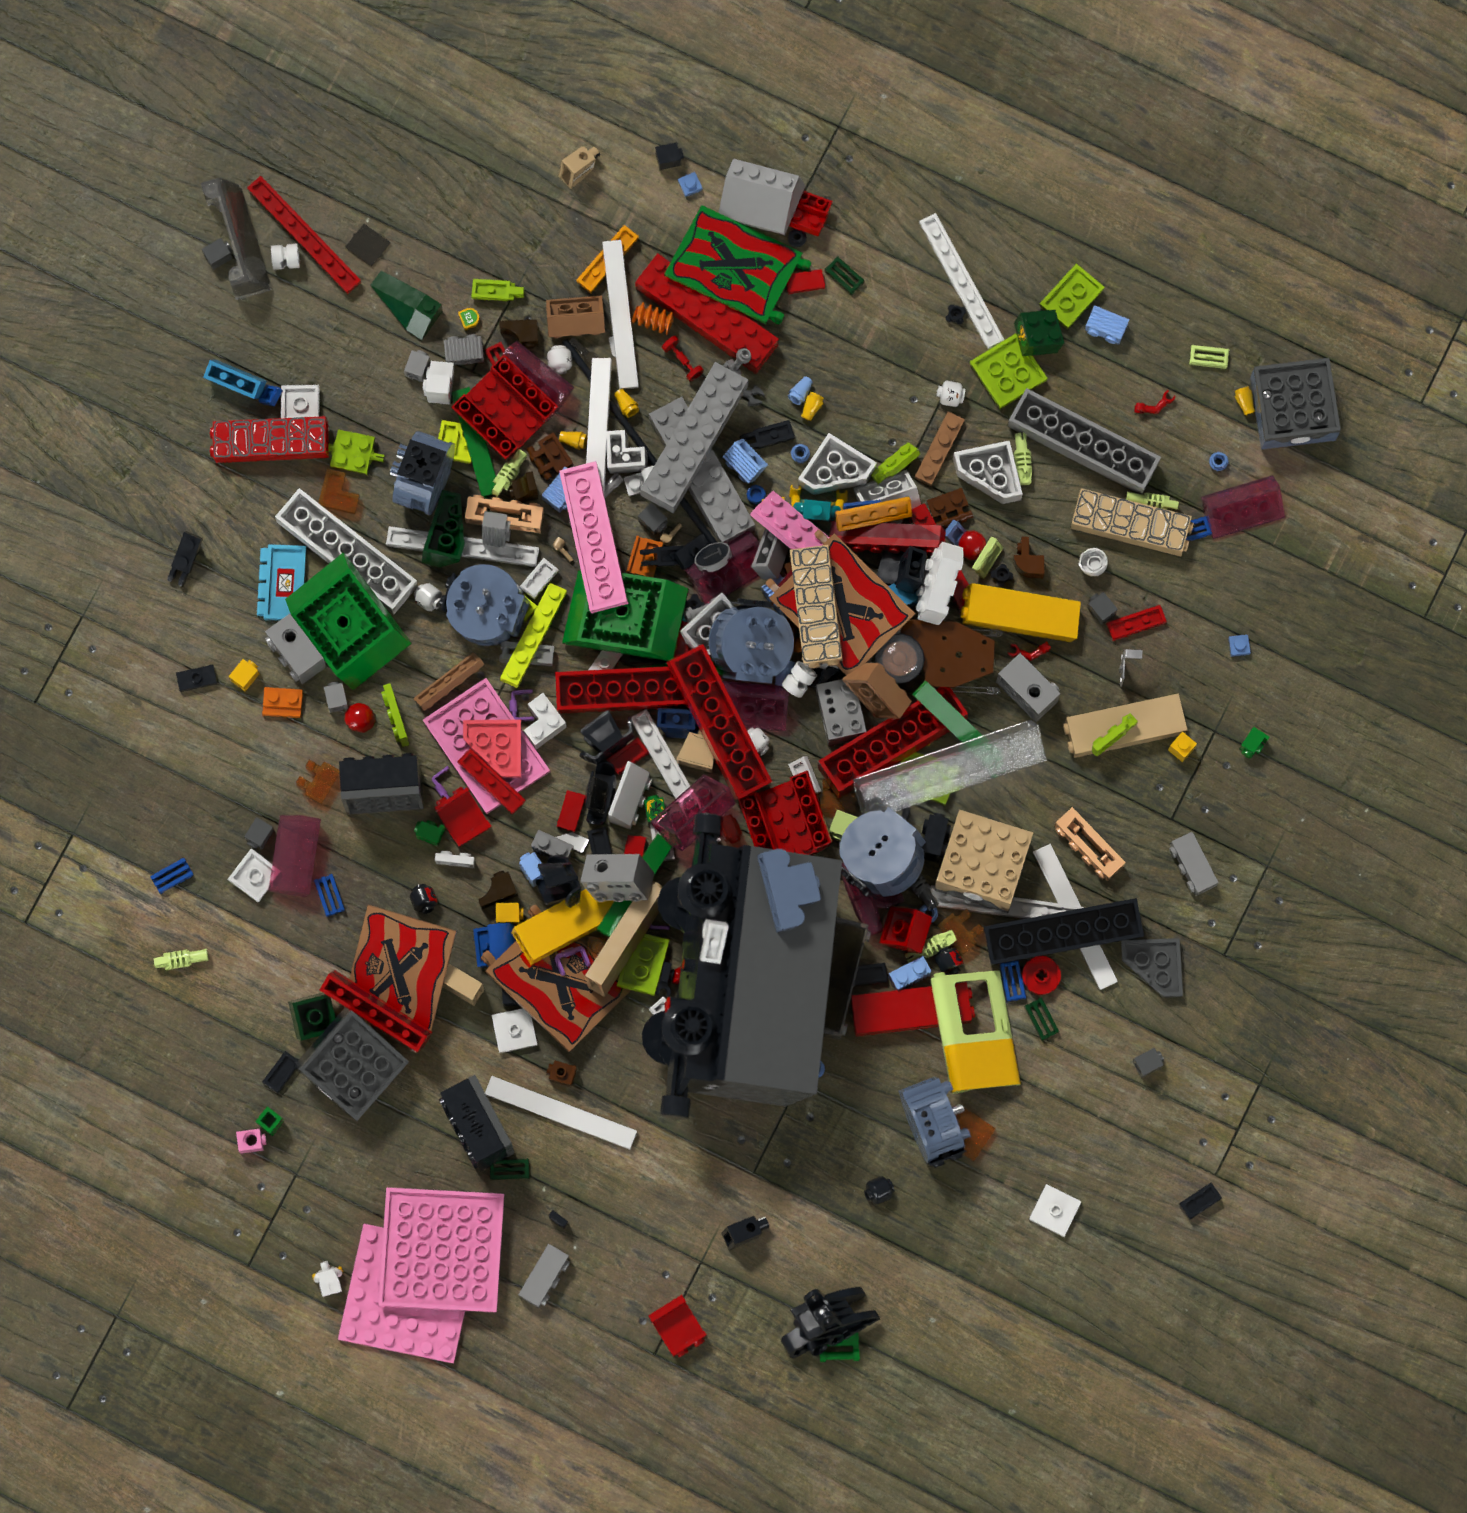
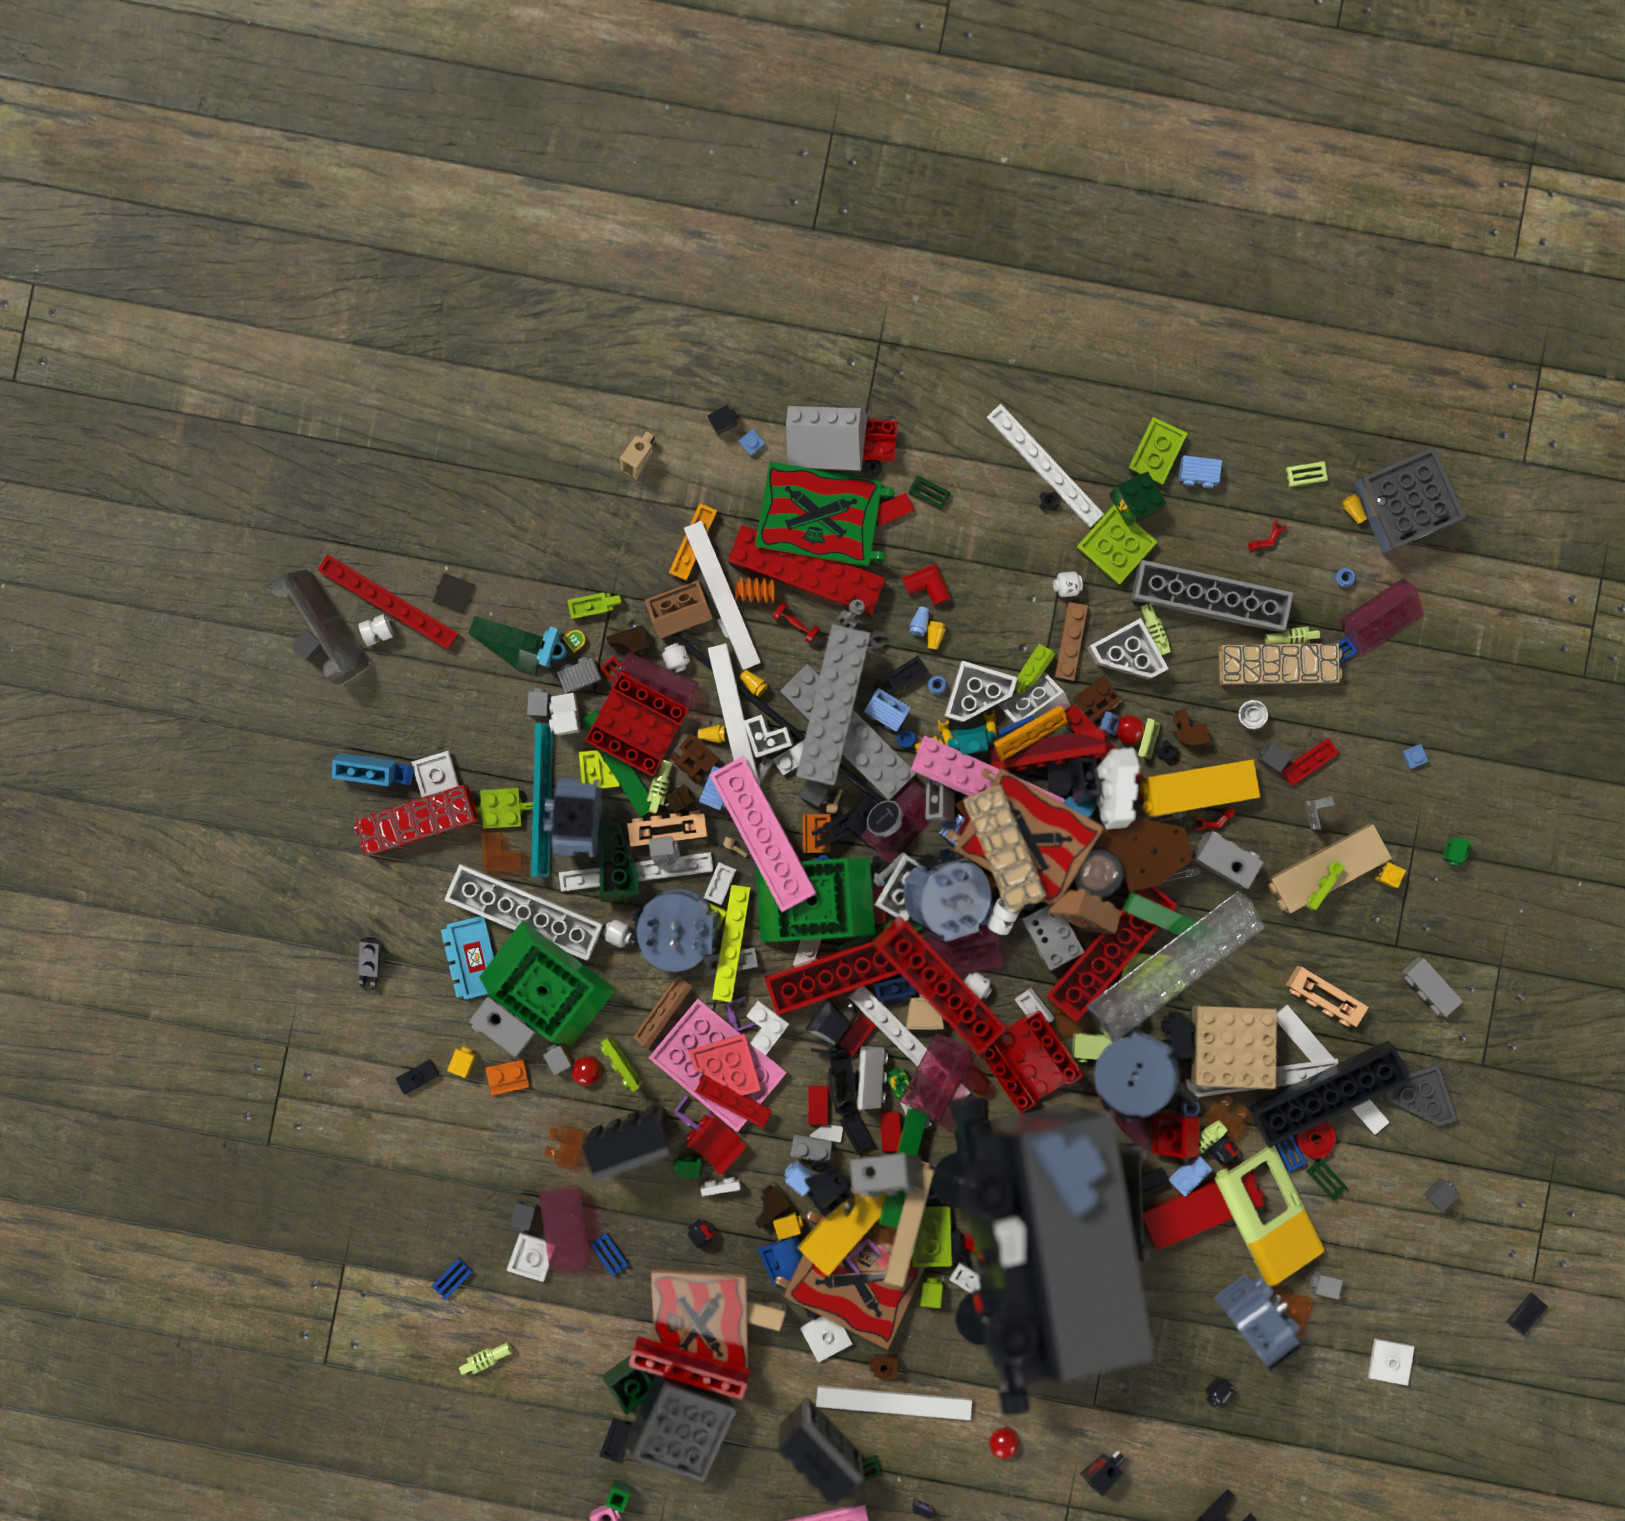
camera: 15 degrees left, 10 degrees up
(400, 435) = (541, 791): none -> teal plate
(448, 310) = (551, 639): none -> medium azure plate
(627, 1015) = (931, 1292): none -> lime brick
(656, 1180) = (1004, 1442): none -> red hair
(818, 353) = (929, 579): none -> red brick
(1011, 1116) = (1326, 1284): none -> light grey brick

